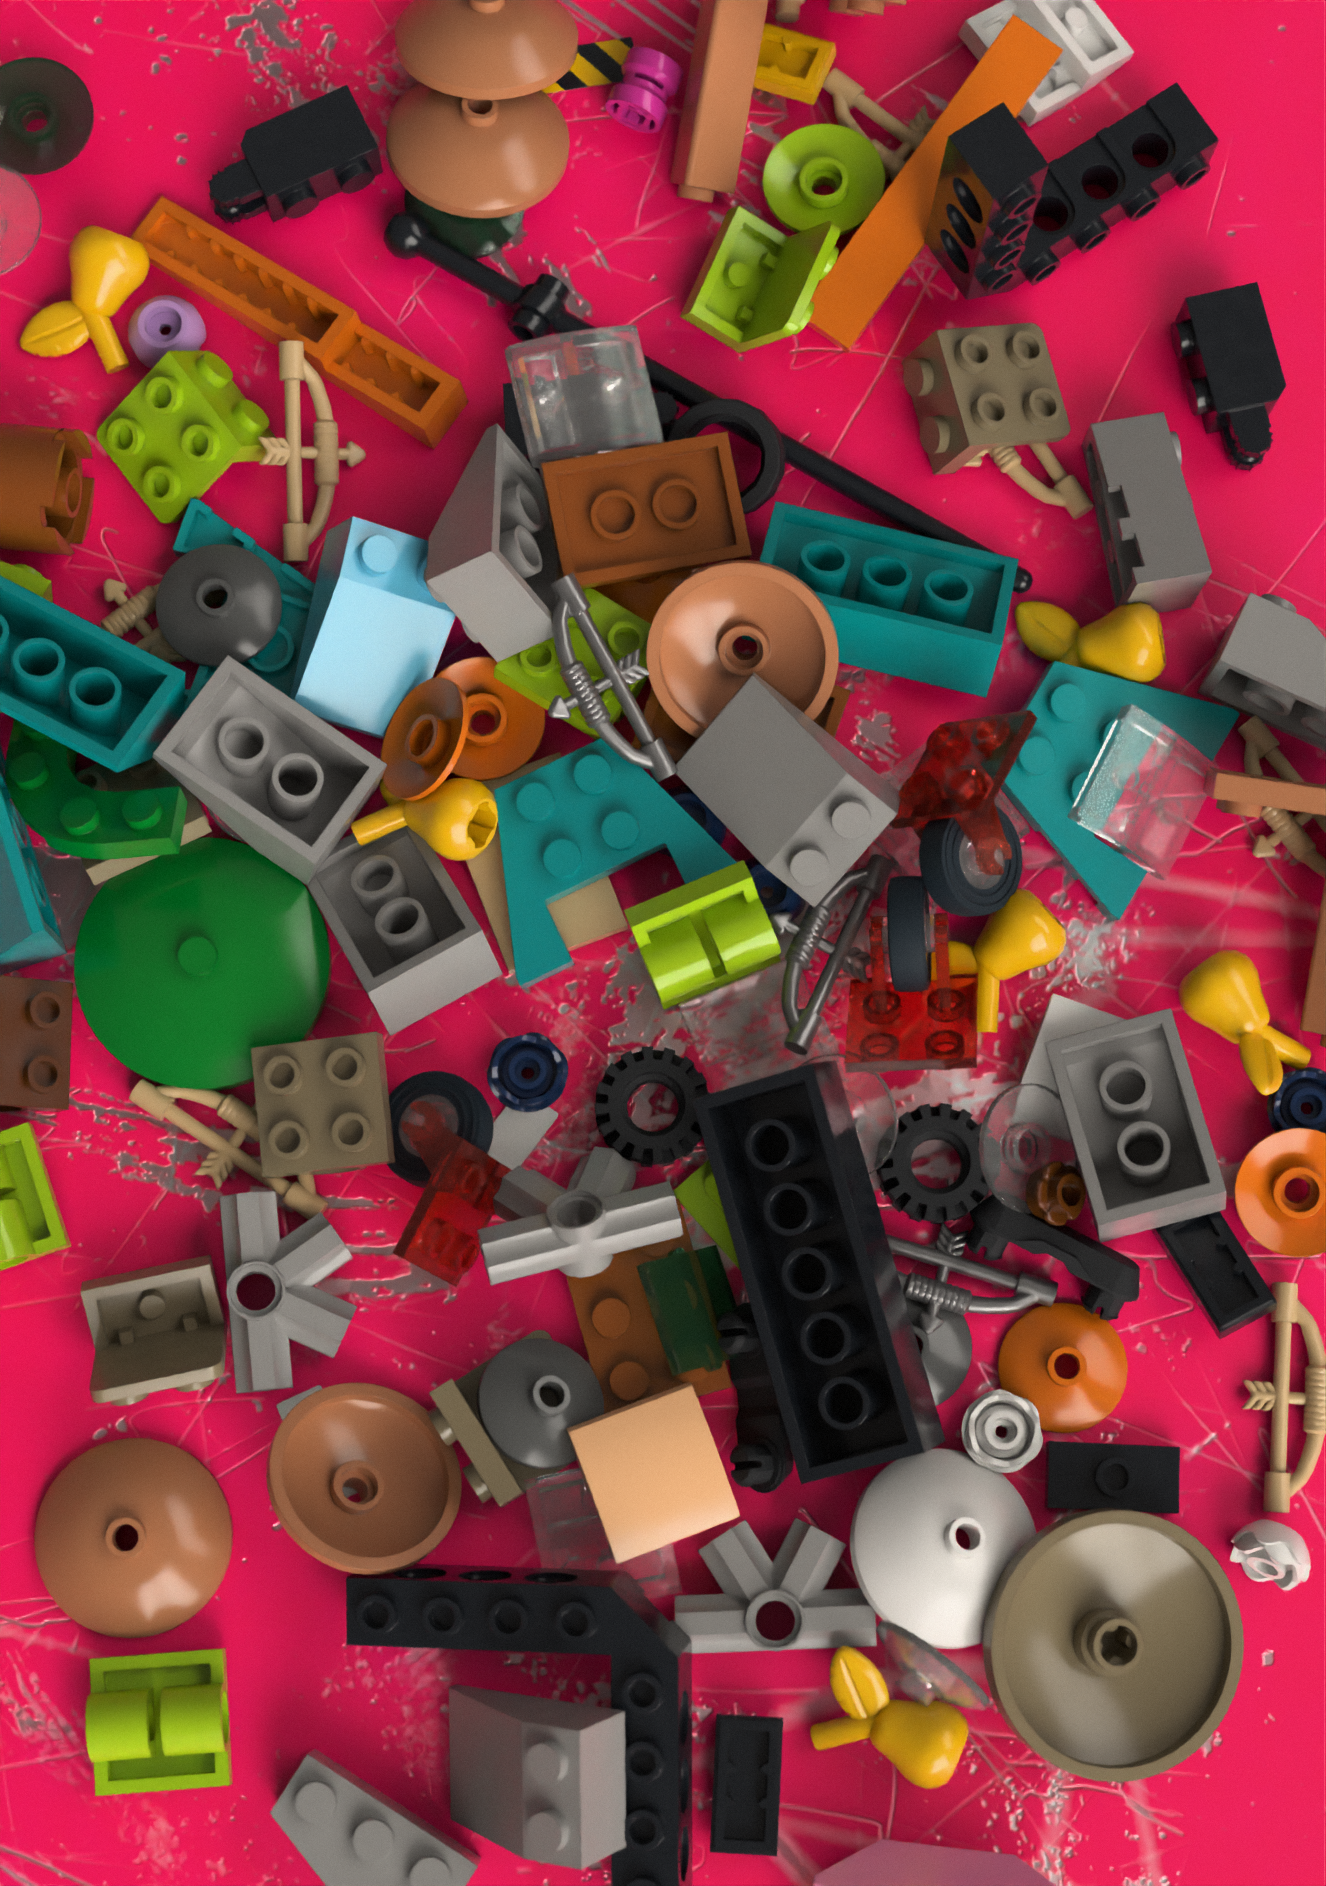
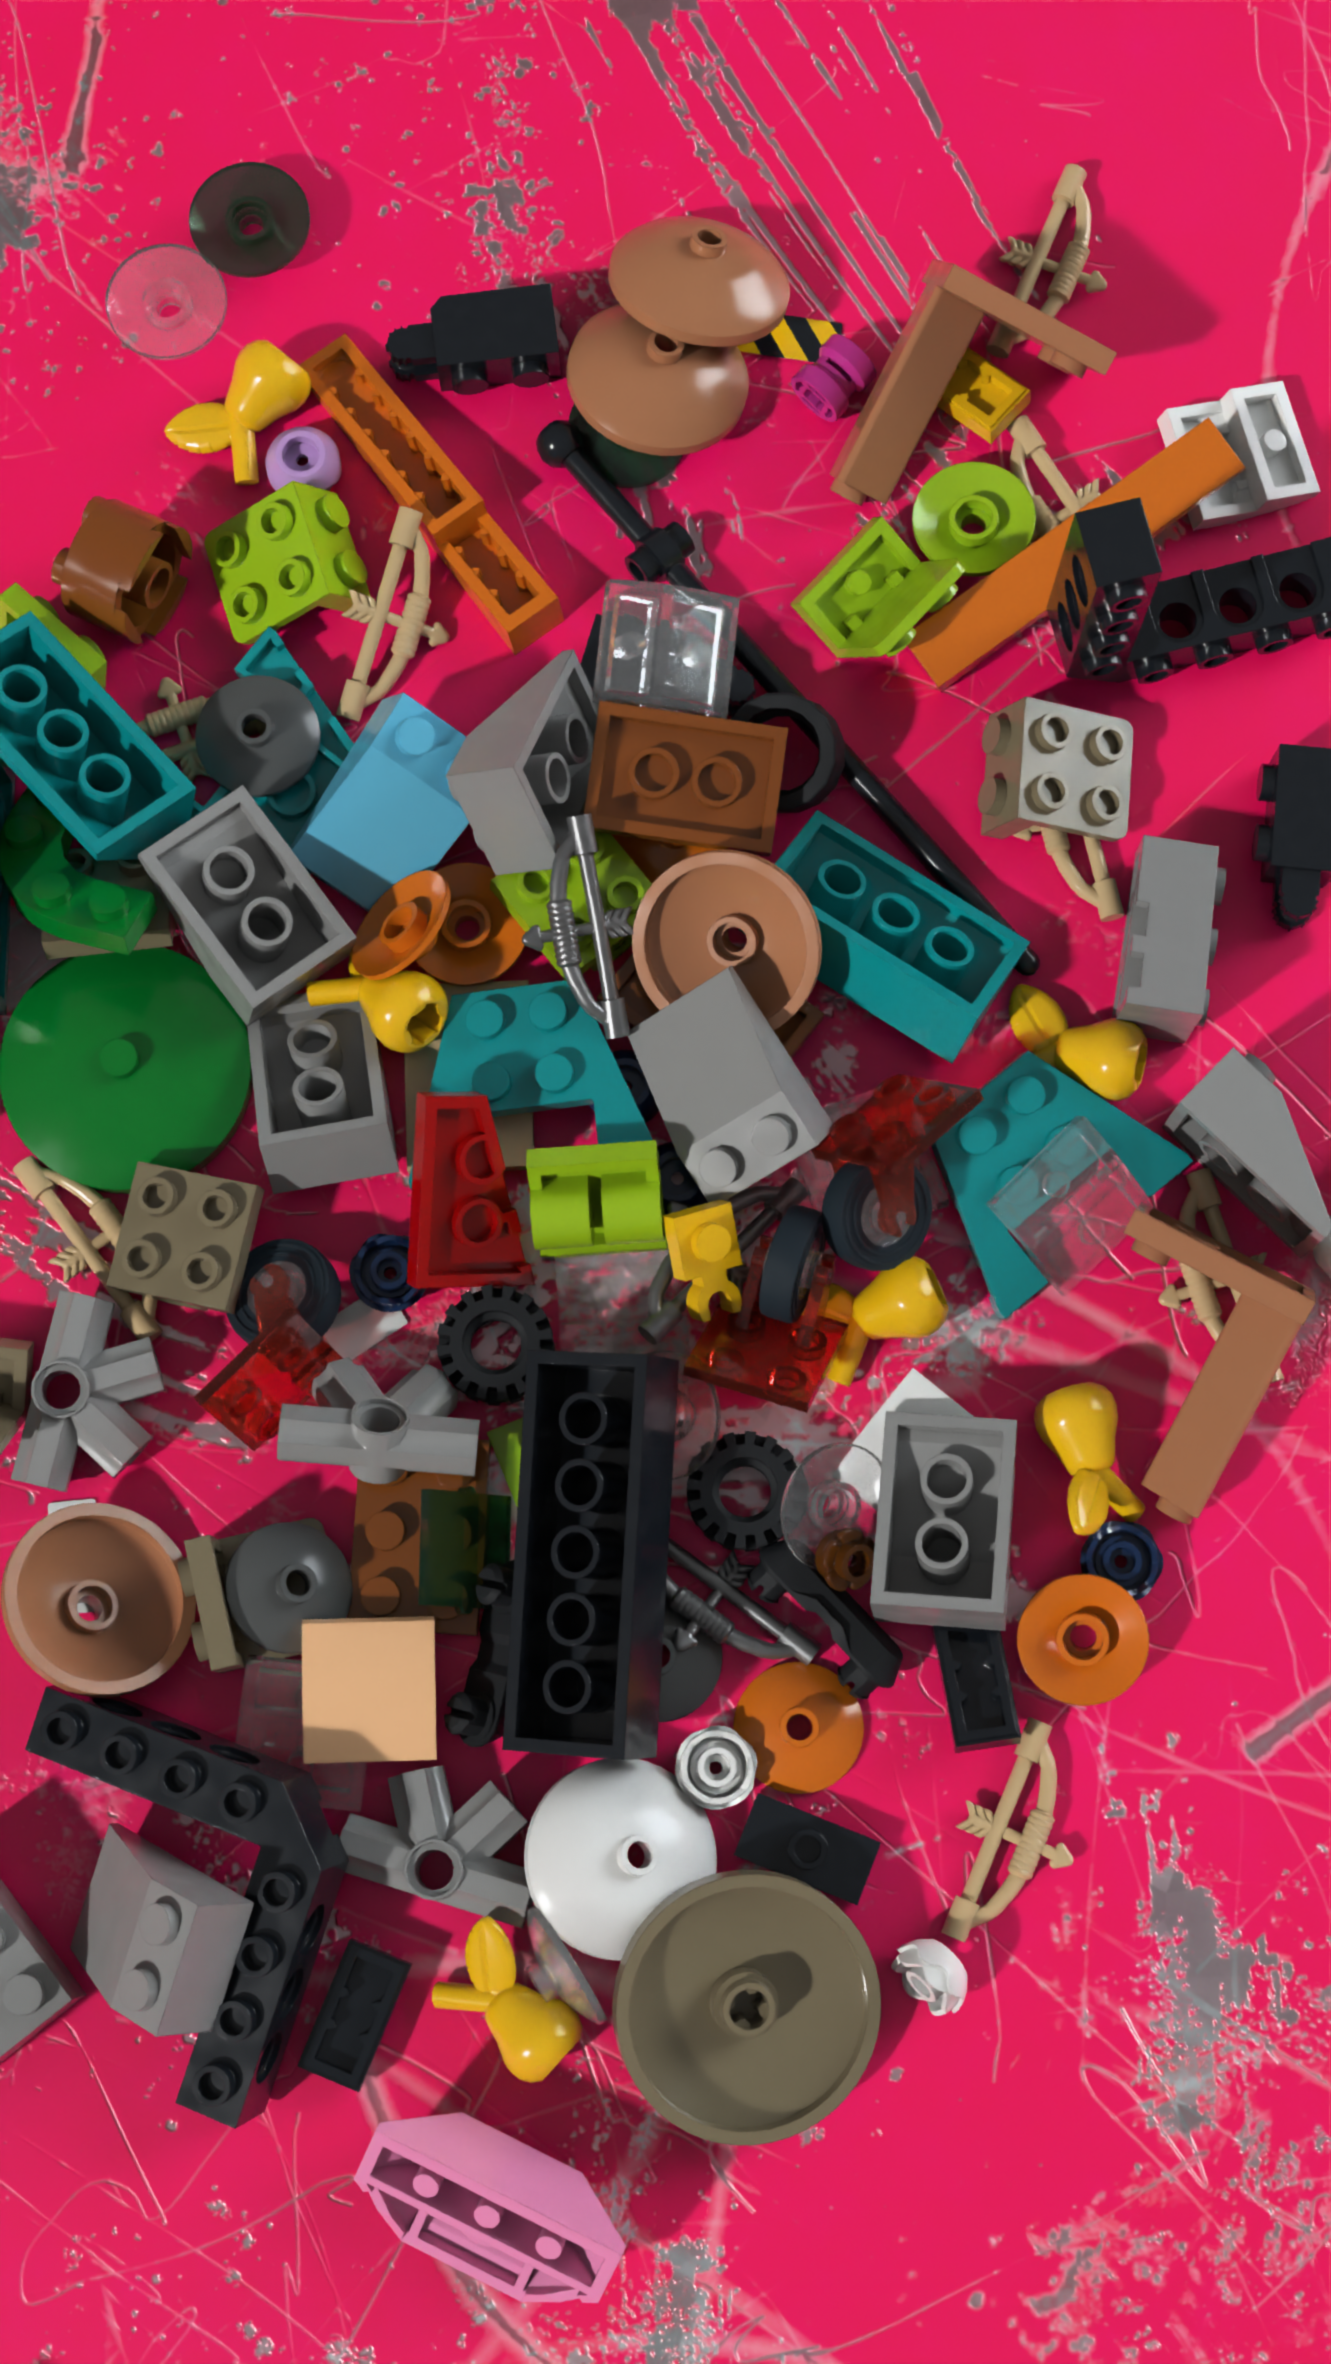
camera: 25 degrees right, 0 degrees up
(576, 988) = (459, 1199): none -> red wing
(821, 950) = (701, 1248): none -> yellow plate

